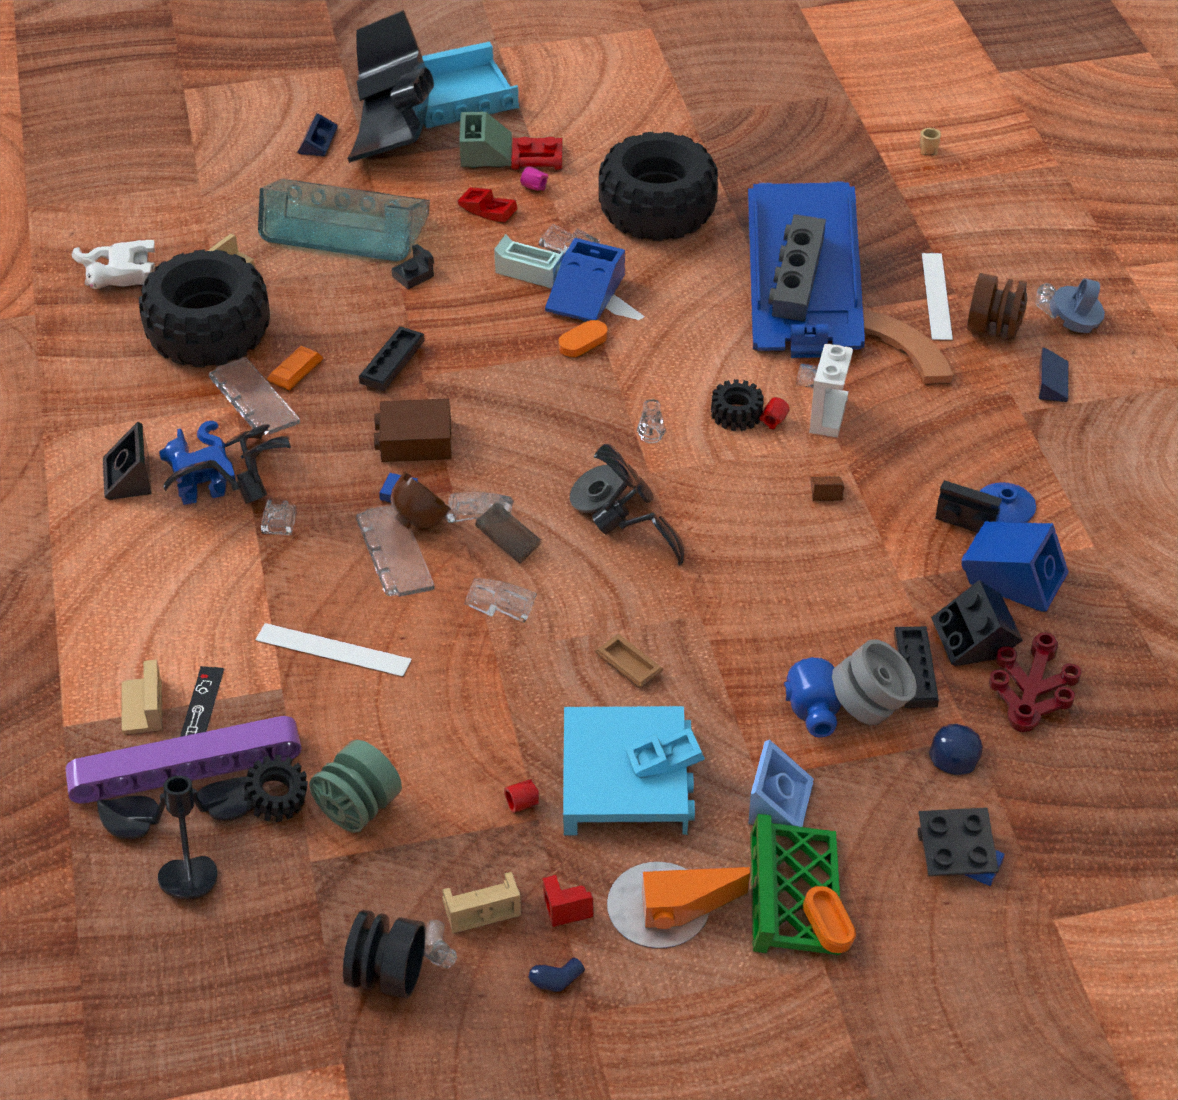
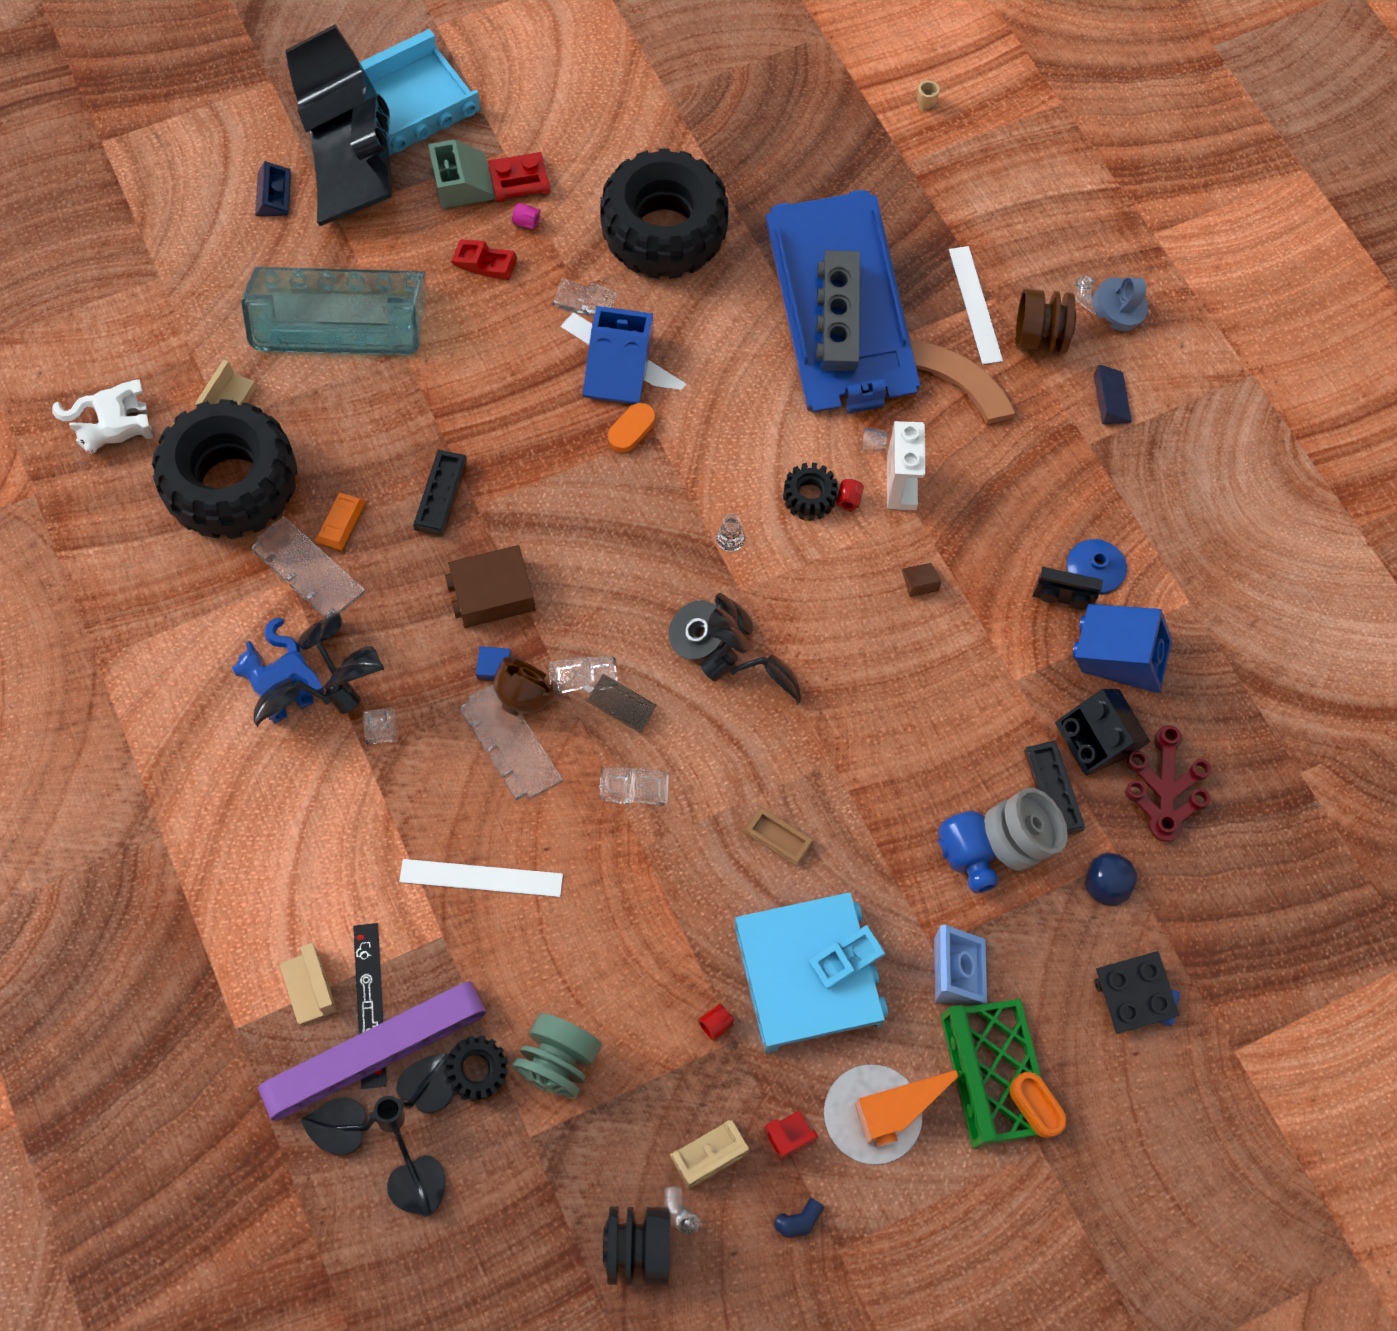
camera: 15 degrees left, 20 degrees up
(127, 466) = (202, 691): black slope -> none
(415, 269) = (431, 363): black bracket -> none
(527, 262) = (551, 337): light aqua window -> none

